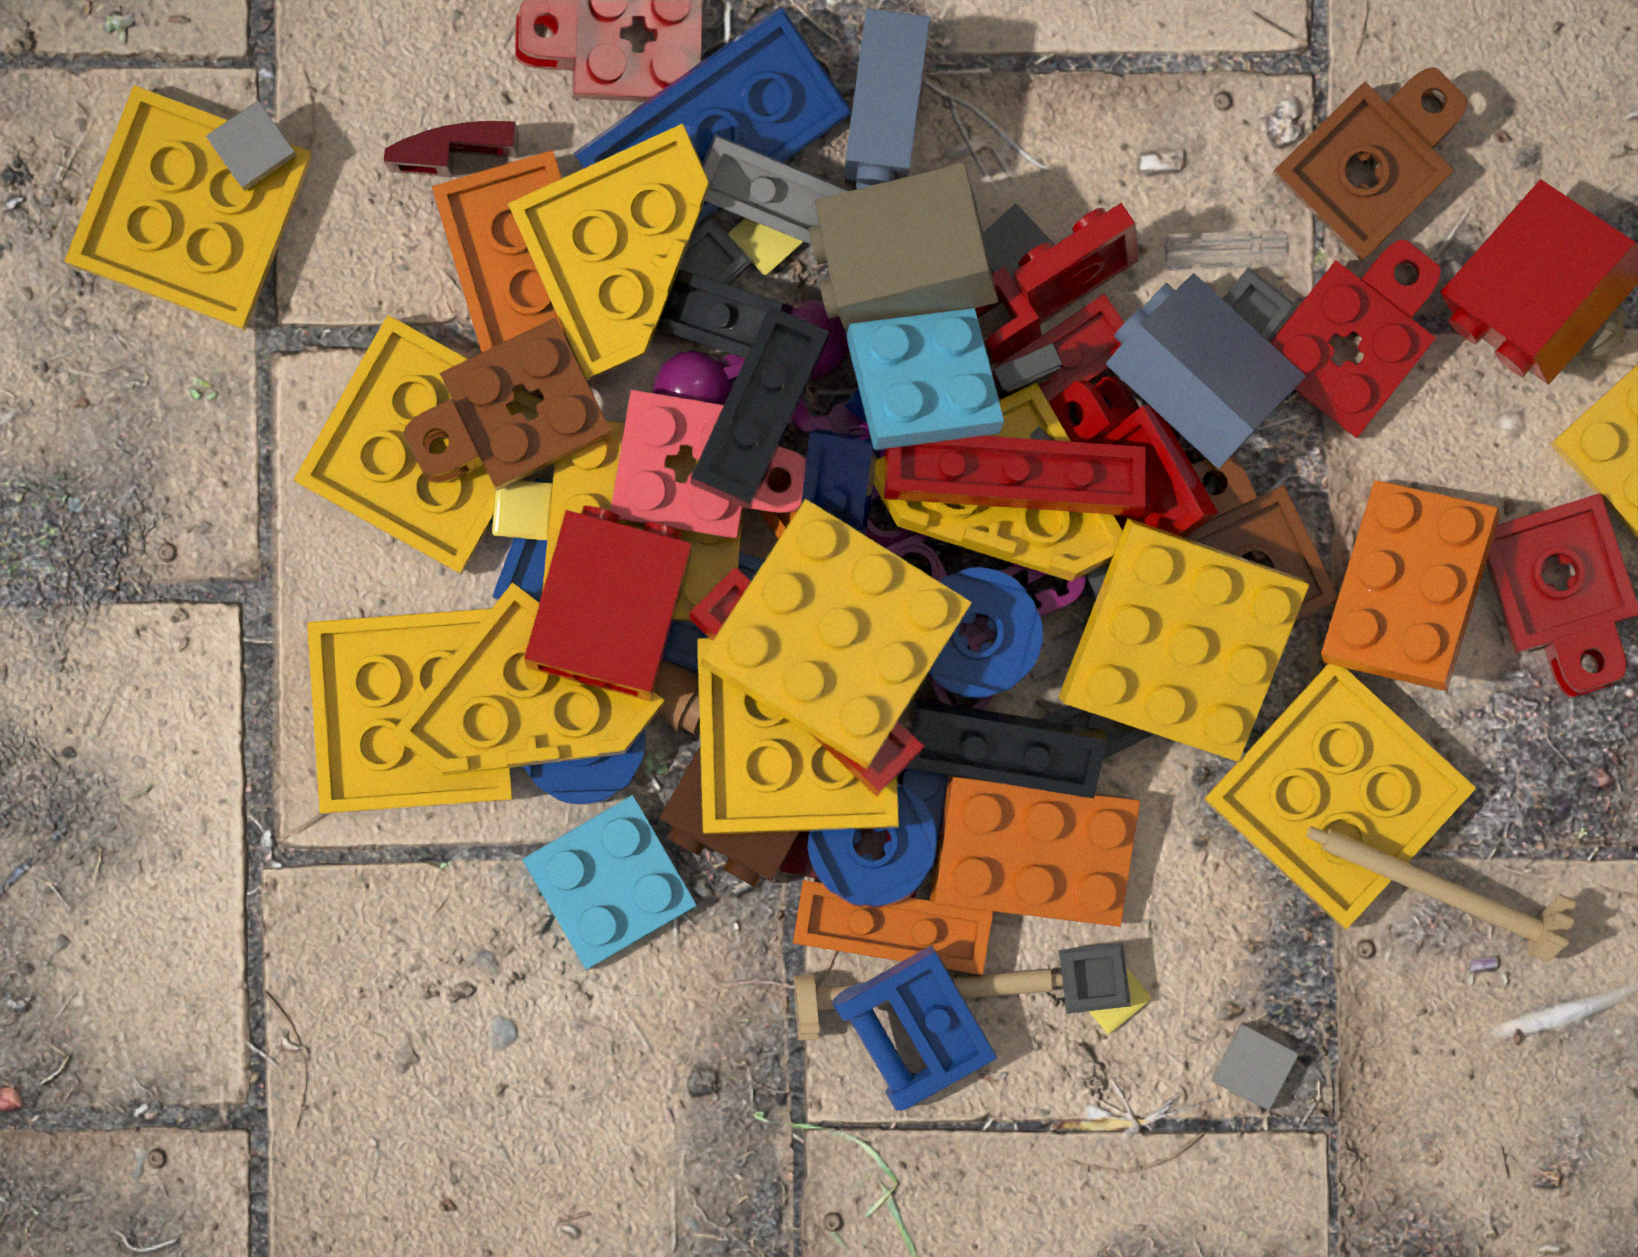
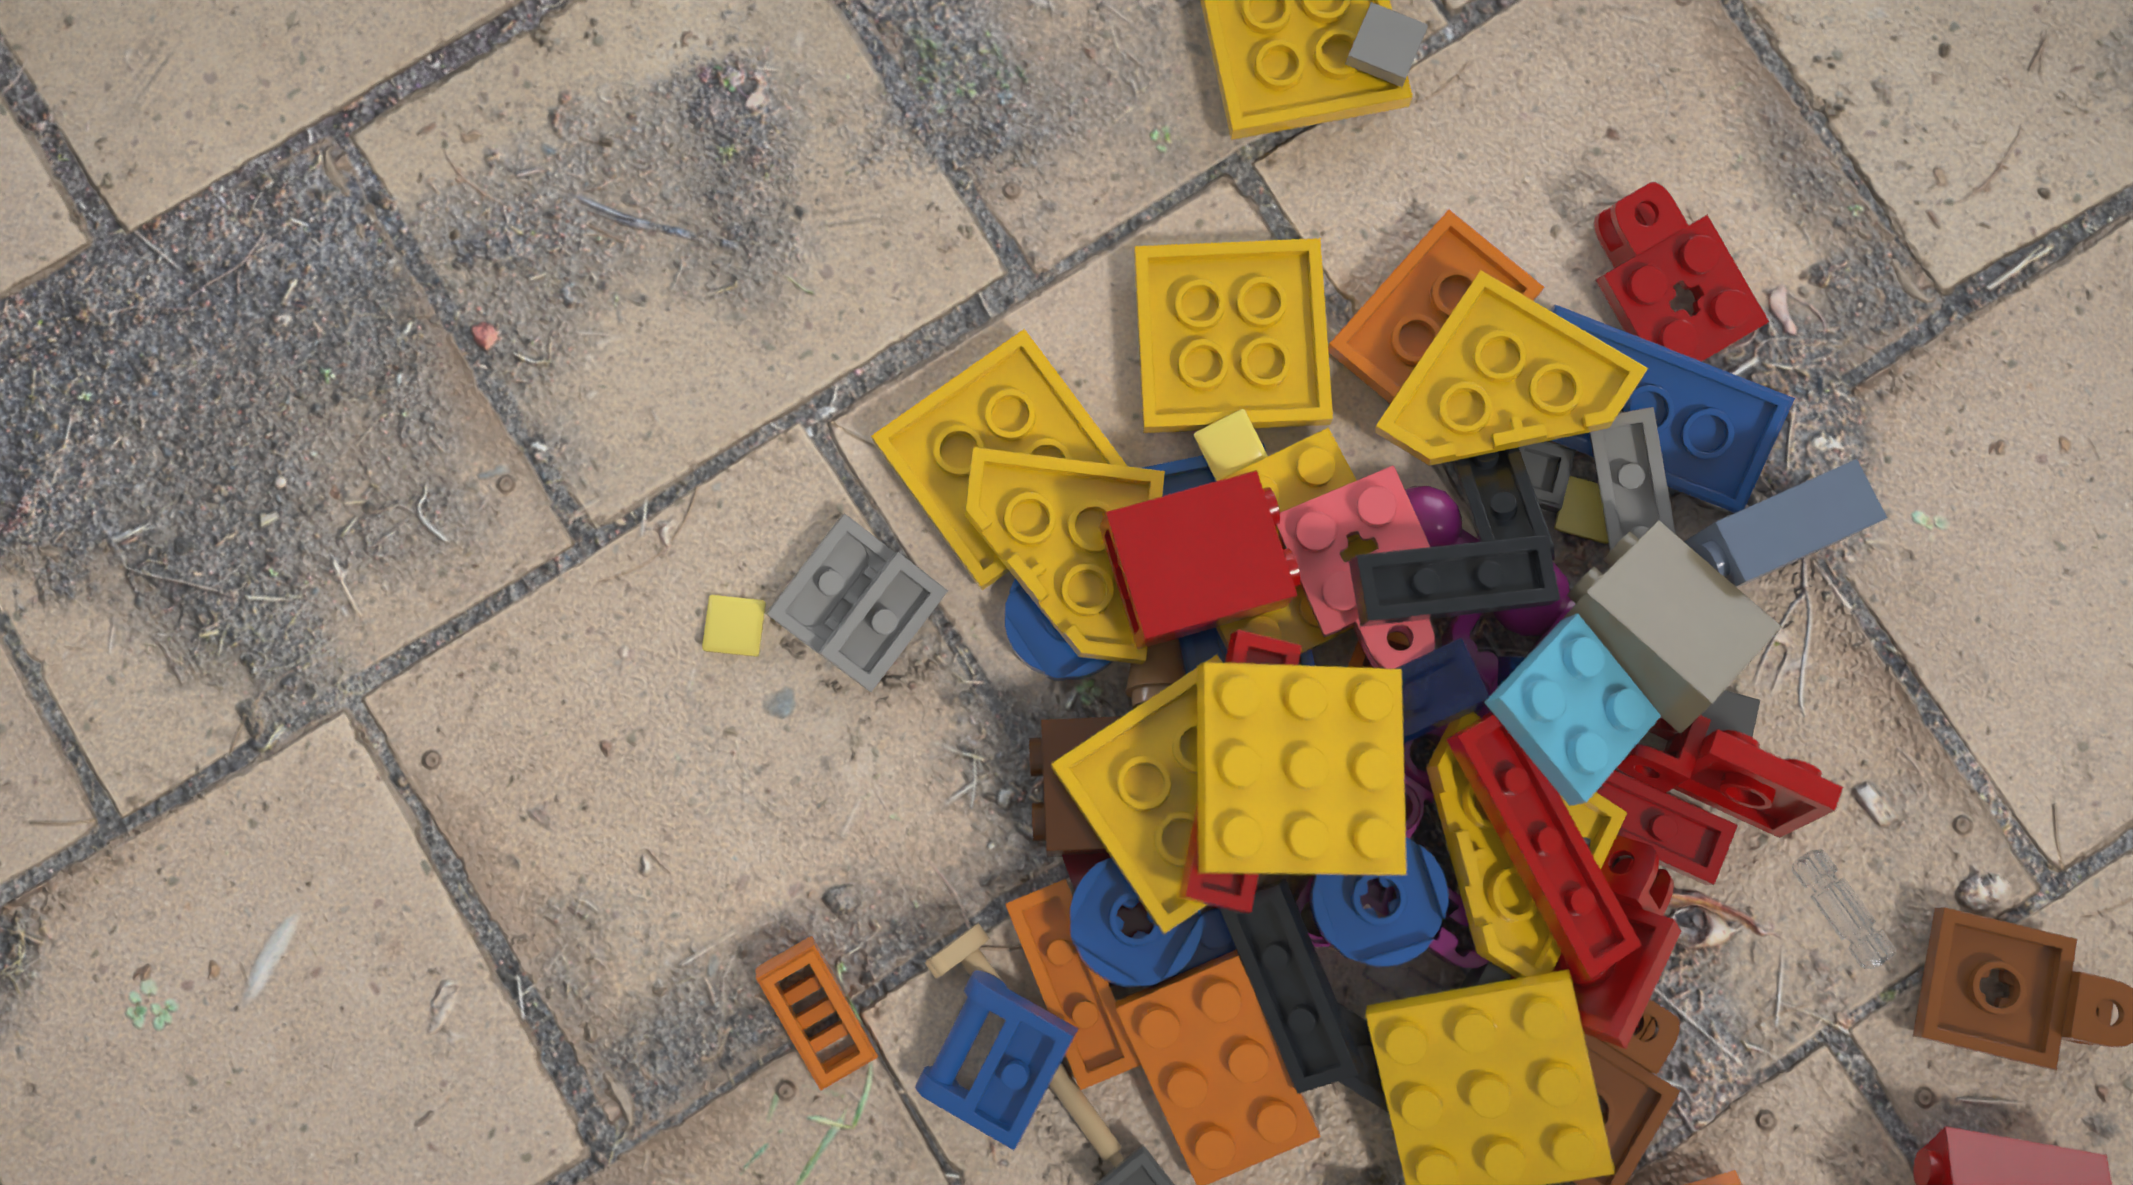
camera: 60 degrees right, 5 degrees down
(409, 1032) = (734, 625): none -> light yellow piece
(433, 150) = (1480, 193): dark red slope -> none
(456, 914) = (857, 602): none -> light grey slope
(479, 419) = (1281, 359): dark orange plate -> none
(609, 882) = (962, 714): medium azure plate -> none
(729, 1157) = (790, 961): none -> orange slope
(1027, 370) = (1642, 803): dark grey tile -> none
(1202, 367) = (1737, 952): sand blue brick -> none
(1259, 303) = (1804, 965): dark grey tile -> none
(1377, 312) = (1881, 1079): red plate -> none

